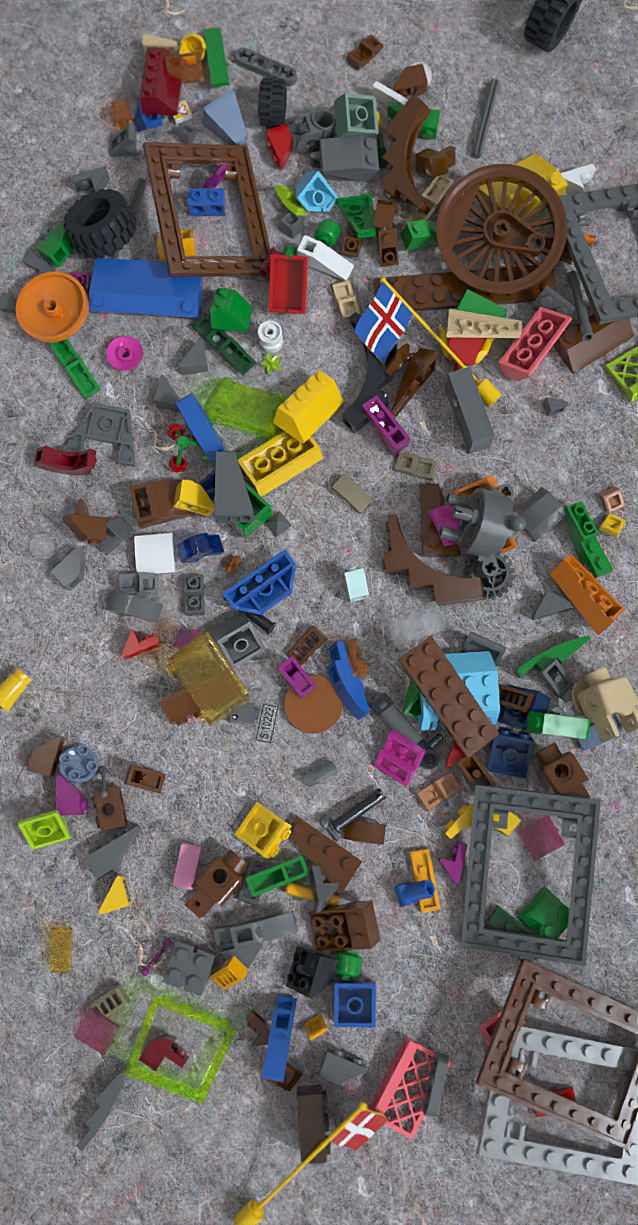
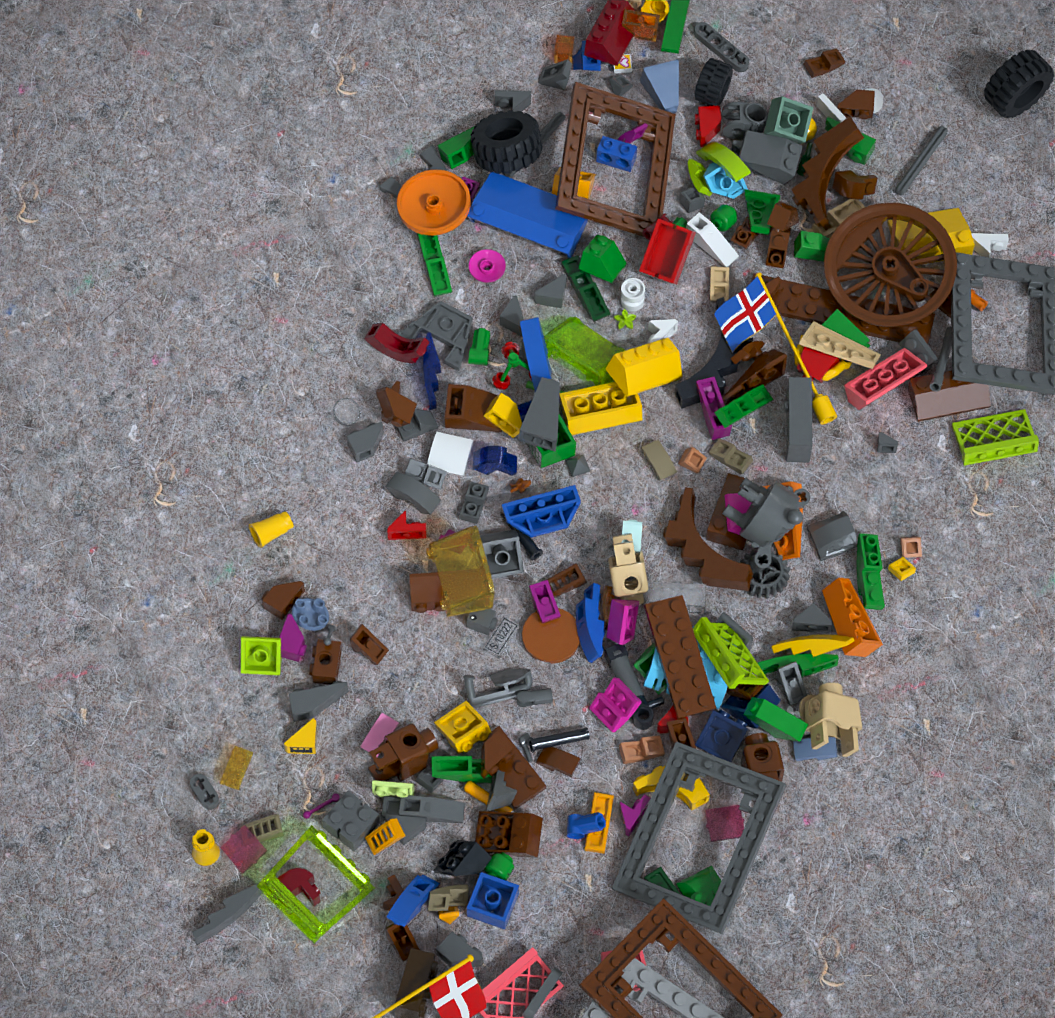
camera: 15 degrees right, 15 degrees down
(35, 987) = (208, 789): none -> dark grey beam
(63, 1042) = (205, 849): none -> yellow plant
(106, 473) = (431, 367): none -> clear blue slope
(146, 440) = (479, 351): none -> green piece
(226, 921) = (392, 789): none -> yellowish green slope
(289, 769) = (499, 679): none -> dark grey piece
(303, 852) = (494, 752): none -> reddish brown slope
(305, 1021) = (447, 896): none -> dark tan slope
(309, 364) = (662, 329): none -> white slope
(310, 173) = (725, 158): none -> lime slope
(365, 620) = (627, 564): none -> tan piece
(377, 672) = (622, 620): none -> dark pink slope
(382, 482) = (692, 459): none -> nougat slope
(413, 415) = (743, 406): none -> green slope
(488, 682) = (727, 663): none -> lime fence
(569, 632) = (816, 643): none -> yellow slope

